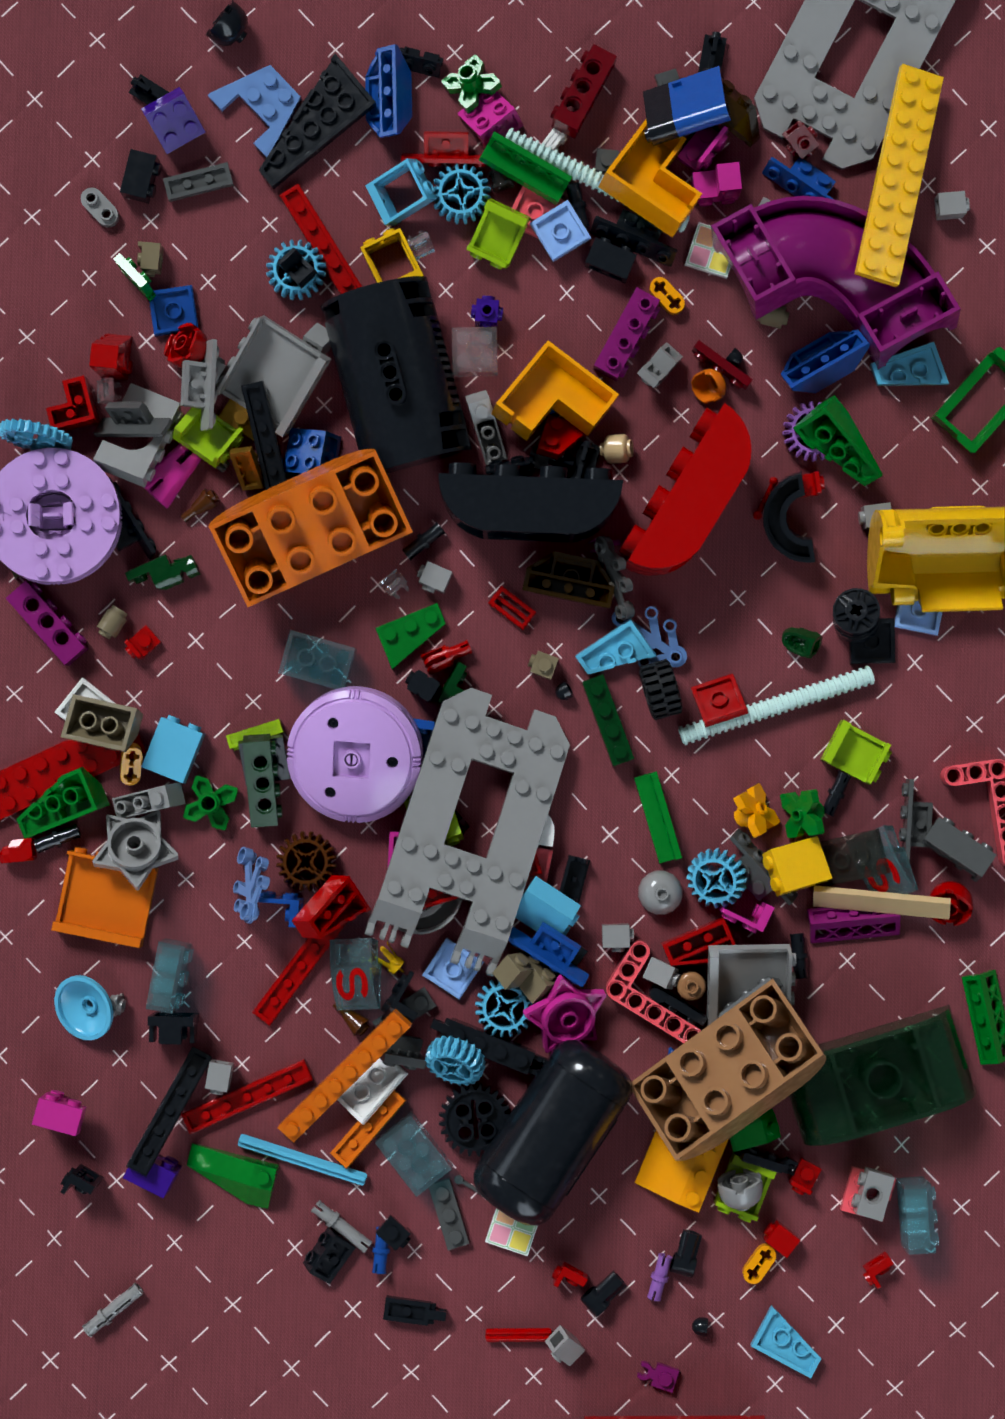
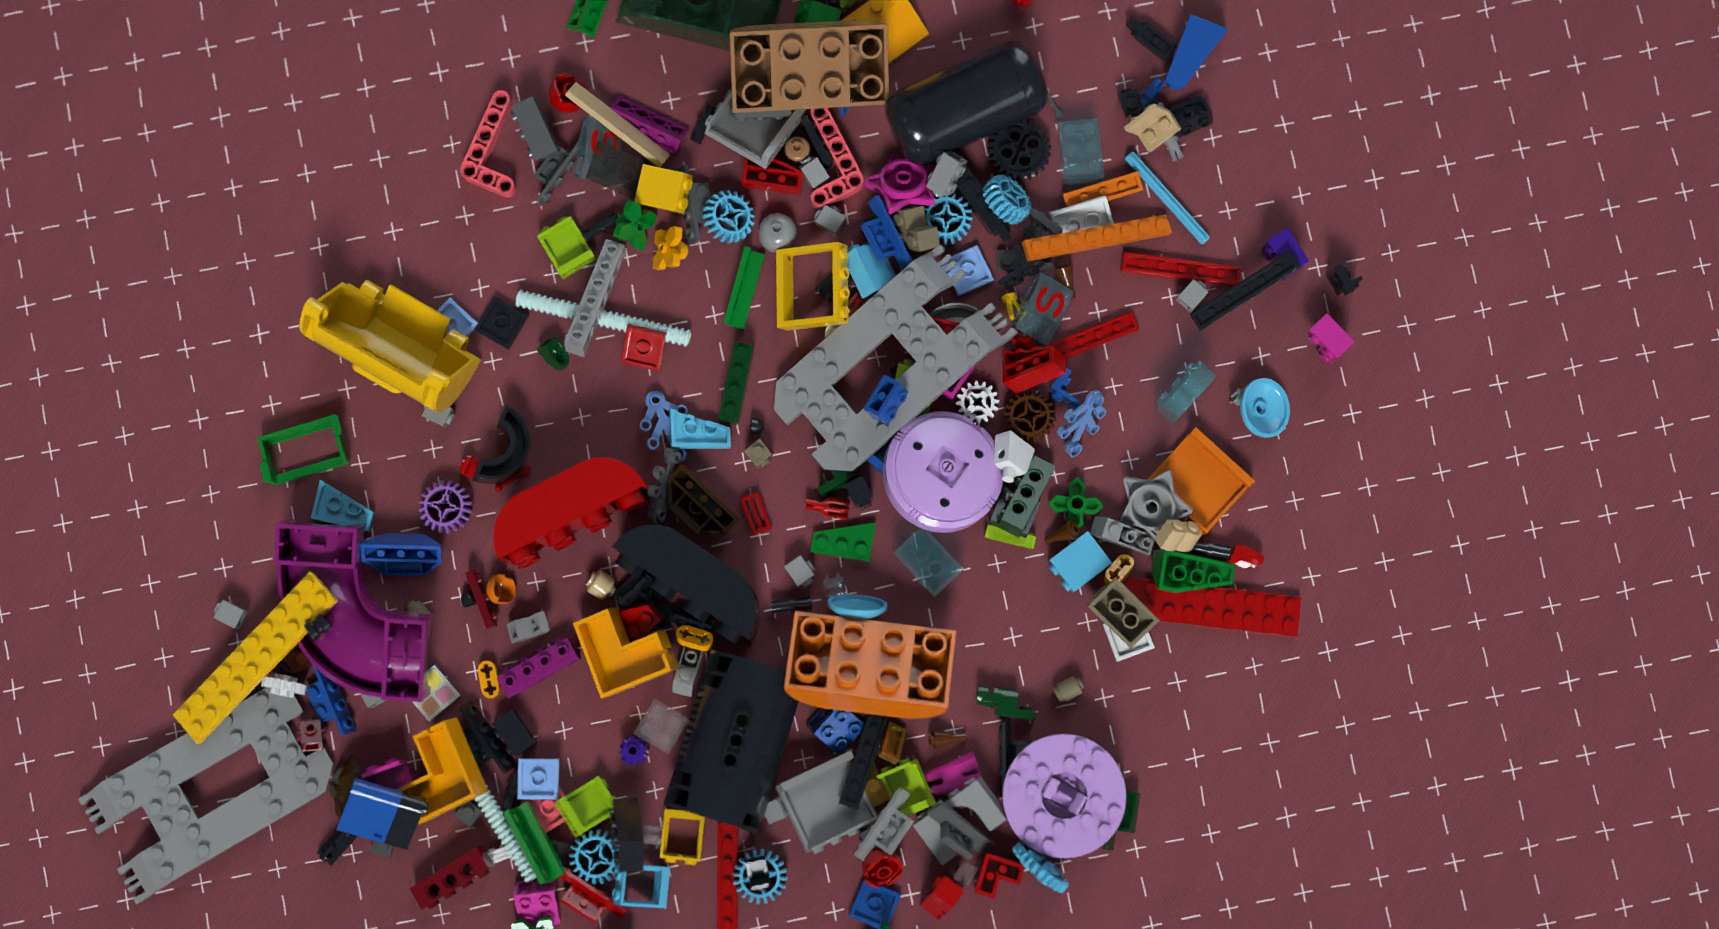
camera: 150 degrees left, 5 degrees down
(21, 599) = (1130, 748): magenta brick -> none
(92, 830) = (1178, 536): none -> tan brick
(105, 1315) = (1385, 171): light grey pin -> none
(142, 643) = (1055, 659): red bracket -> none
(173, 1027) = (1205, 352): black panel -> none
(201, 771) = (1068, 531): none -> reddish brown cone
(239, 1175) = (1219, 211): green wedge -> none
(298, 811) = (1012, 455): none -> white torso
(353, 928) = (1023, 342): none -> red tile
(355, 1222) = (1153, 126): none -> tan bracket
(358, 576) = (857, 606): none -> medium azure dish
(364, 1325) = (1194, 47): none -> blue slope
(366, 833) = (983, 396): none -> white gear
(442, 226) = (627, 834): none -> black brick
(448, 787) = (886, 400): none -> blue brick
(448, 1214) = (1081, 92): dark grey plate -> none
(493, 447) = (695, 637): none -> light orange beam
(510, 1234) = (1045, 51): tile -> none
(528, 1048) = (944, 177): none -> light grey brick
(618, 842) = (785, 287): none -> yellow window
(660, 689) = (682, 380): black tyre -> none
(718, 184) = (394, 739): dark pink brick -> none
(760, 913) = (712, 169): dark pink bracket -> none
(795, 717) = (595, 298): none -> light grey brick
(836, 436) = (429, 489): green wedge -> none
(849, 625) = (509, 338): black wheel -> none
(856, 168) = (283, 685): none -> white gear
(856, 236) = (322, 625): none -> black wheel
(861, 195) = (294, 663): none -> reddish brown bracket

